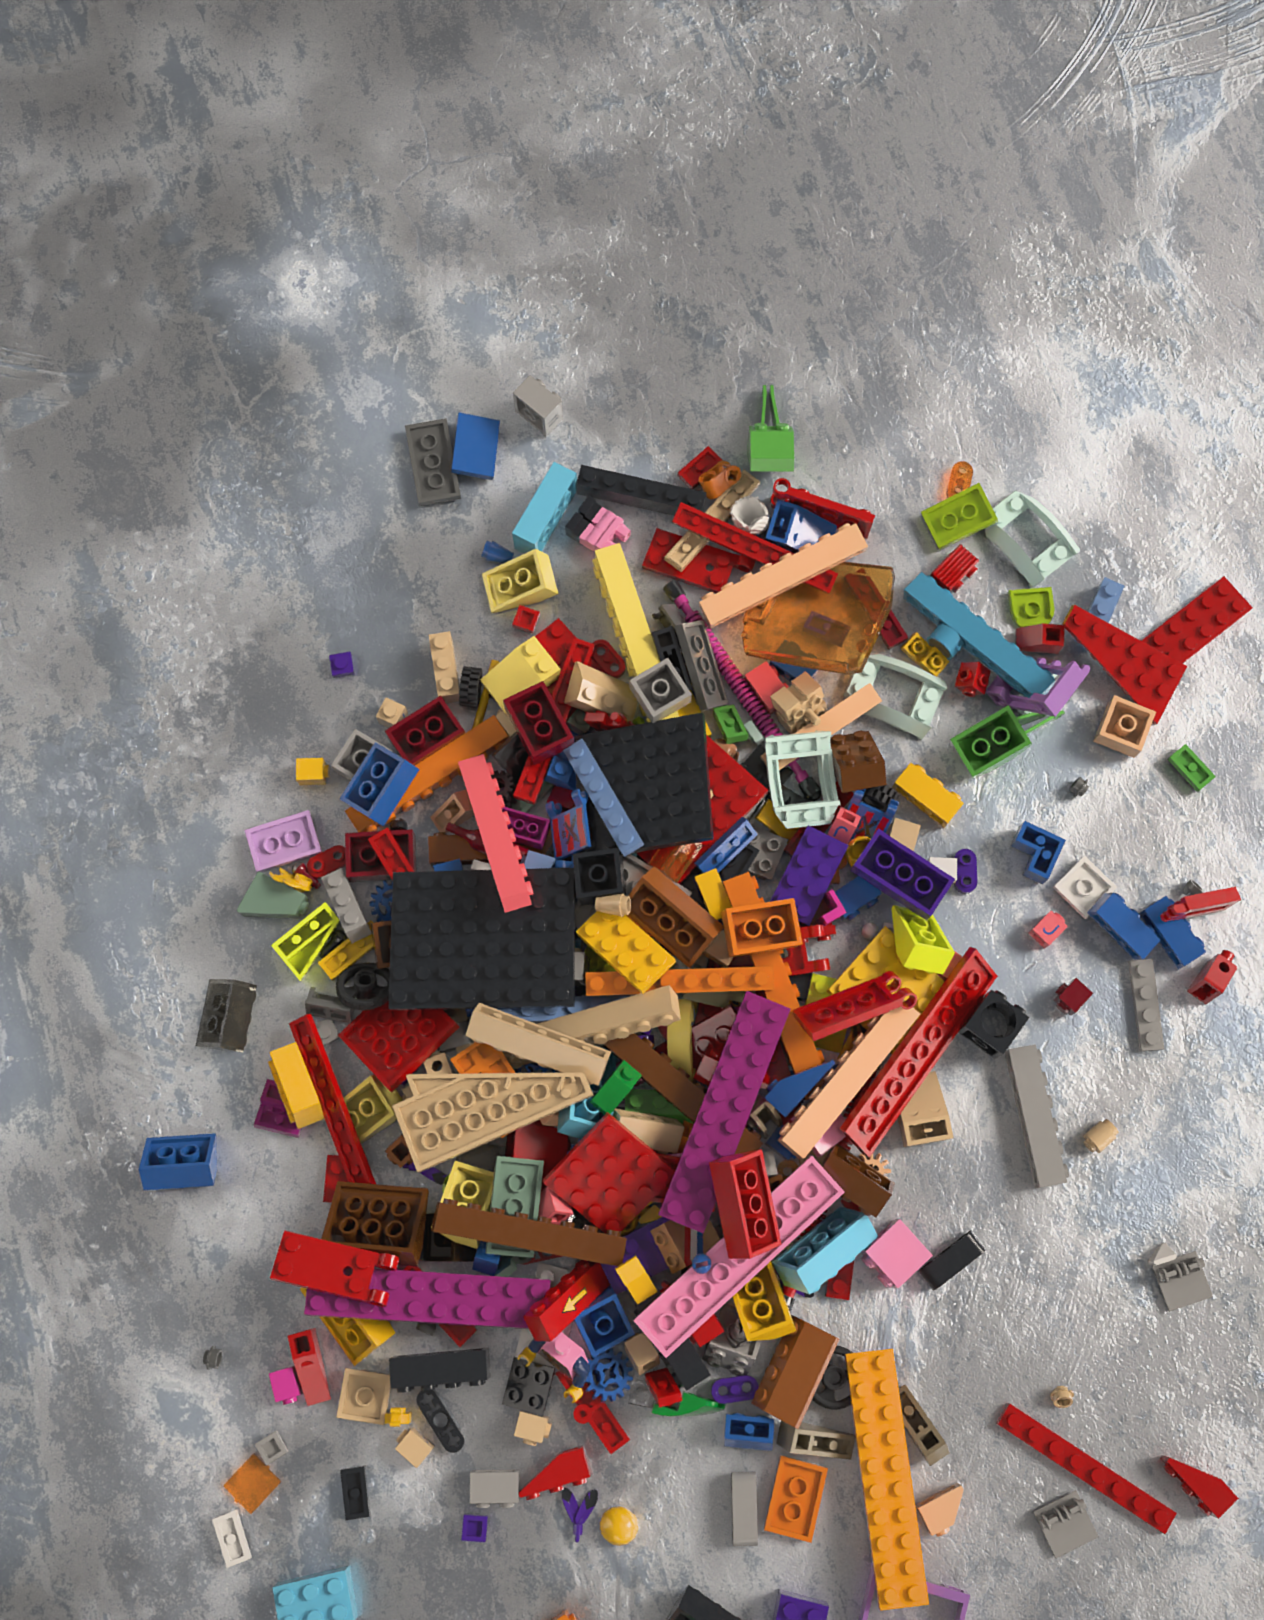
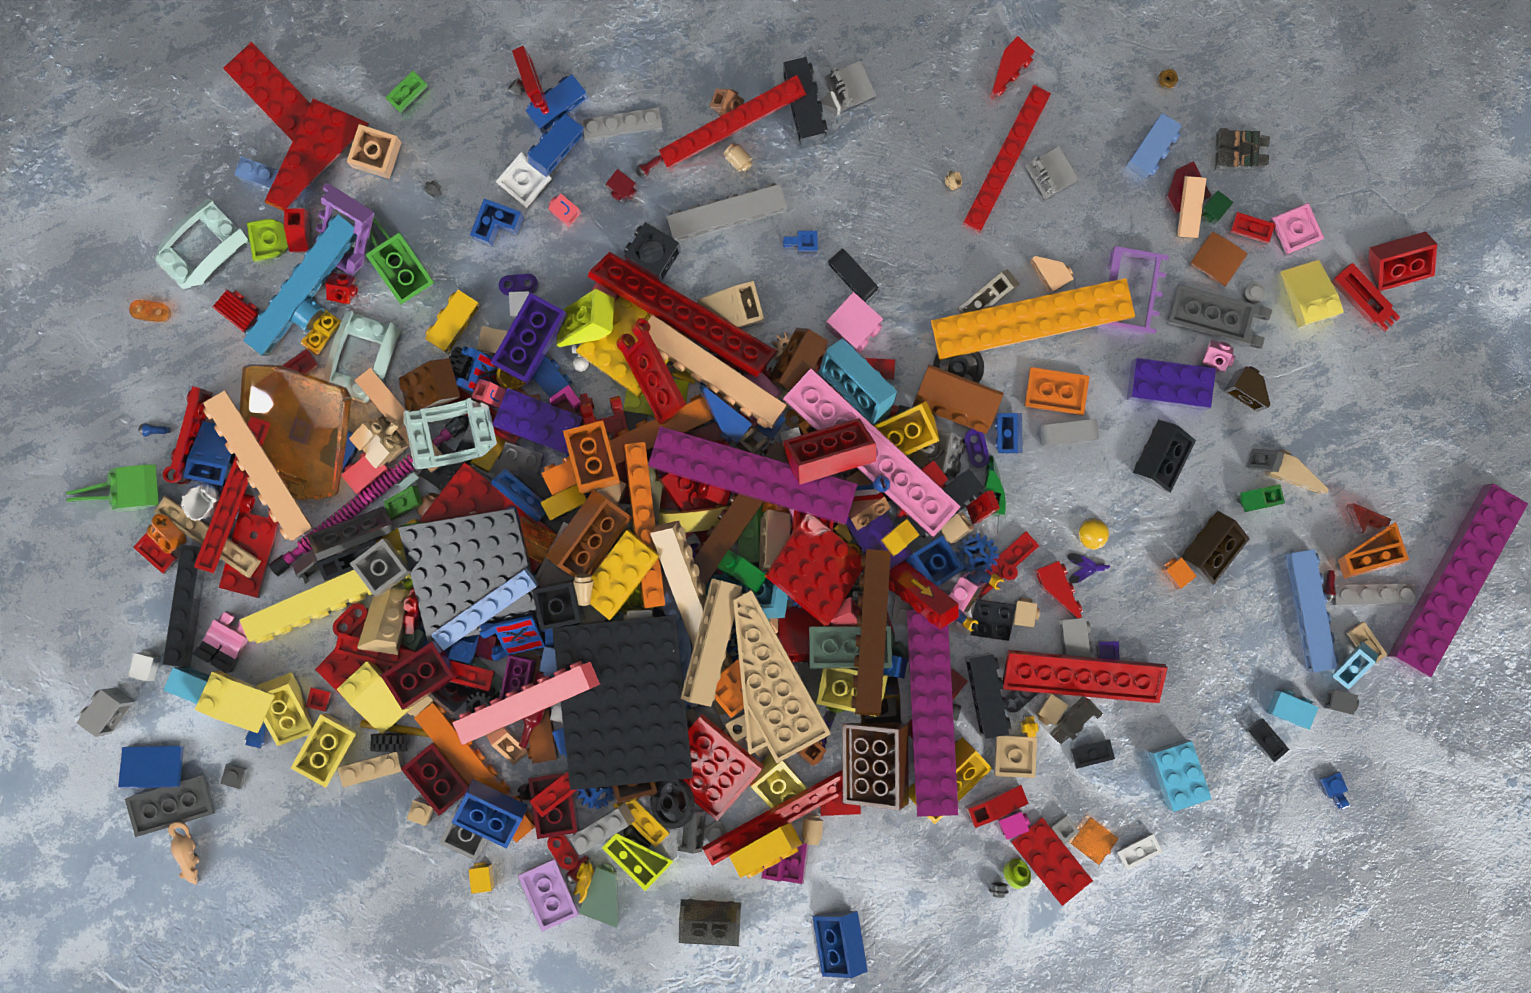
camera: 95 degrees left, 10 degrees up
(227, 1382) = (1017, 873): none -> lime plate
(236, 1427) = (1051, 861): none -> red plate
(312, 1143) = (812, 829): none -> tan brick
(320, 1267) = (916, 805): red hinge -> none
(341, 664) = (377, 864): dark purple plate -> none
(382, 470) = (182, 851): none -> light nougat animal
(398, 1473) = (1074, 720): none -> clear smoke hips
(447, 1493) = (1084, 676): none -> red plate
(455, 527) = (233, 776): none -> dark grey plate
(471, 619) = (324, 749): none -> light yellow slope
(532, 530) = (234, 701): none -> light yellow slope
(581, 447) = (144, 666): none -> white brick
(815, 1441) = (1010, 378): dark tan slope -> none
(832, 469) = (146, 429): none -> blue piece
(959, 516) = (185, 309): lime plate -> none
(997, 1206) = (805, 241): none -> blue plate
(1090, 1023) = (643, 169): none -> dark red piece
(1144, 1134) = (733, 121): none -> red plate
(1161, 1221) = (806, 110): none -> black brick
(1166, 1129) = (725, 100): none -> nougat brick
(1213, 977) = (593, 67): red torso -> none

